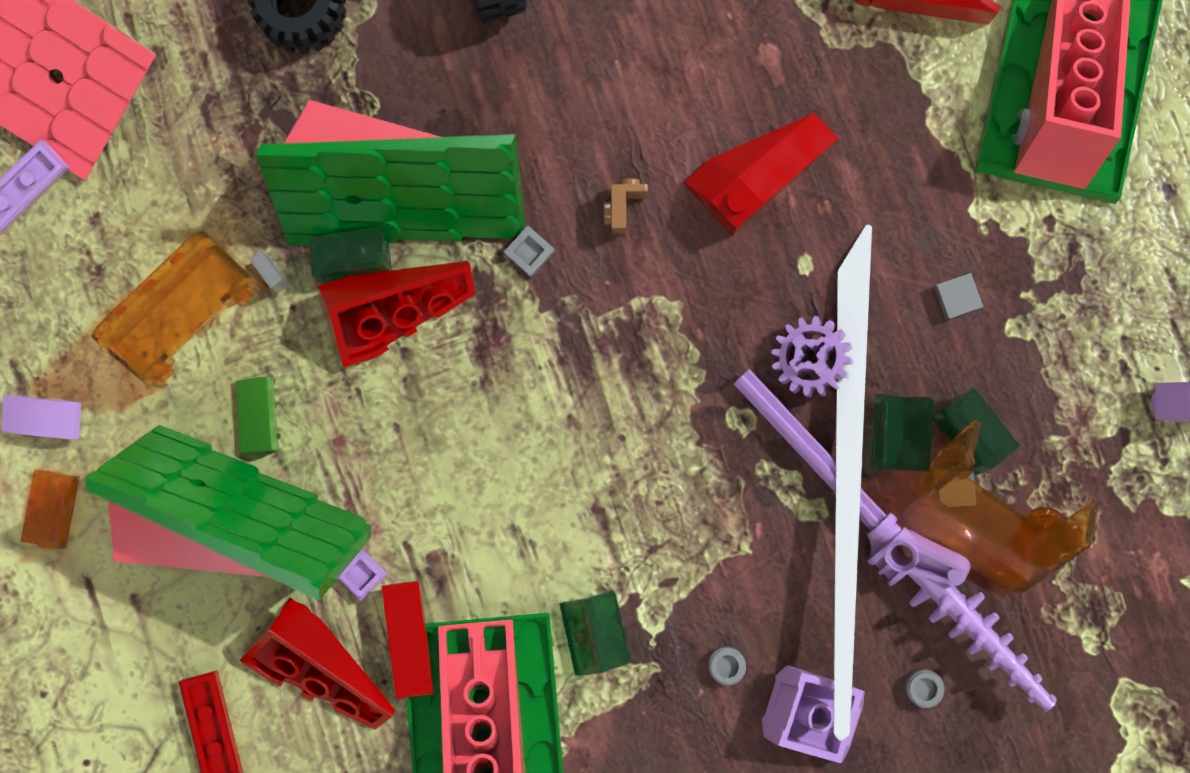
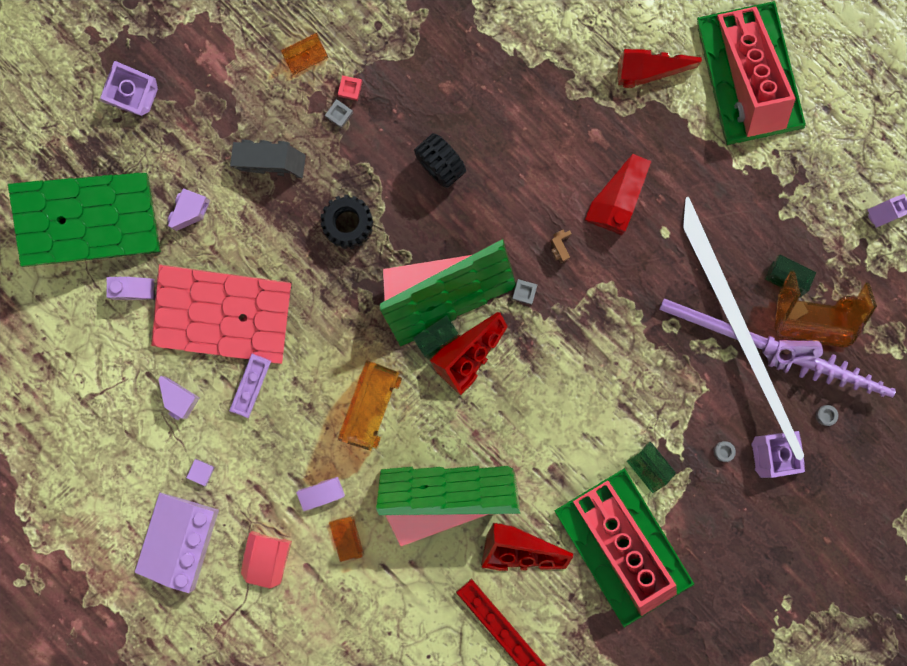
camera: 30 degrees left, 0 degrees up
(256, 415) = (428, 440): bright green slope -> none
(269, 271) = (399, 365): light grey tile -> none
(362, 575) = (524, 494): lavender tile -> none
(407, 639) = (561, 515): red tile -> none
(823, 347) = (684, 273): lavender gear -> none
(902, 433) = (755, 293): clear green panel -> none
(958, 296) = (749, 212): light grey tile -> none

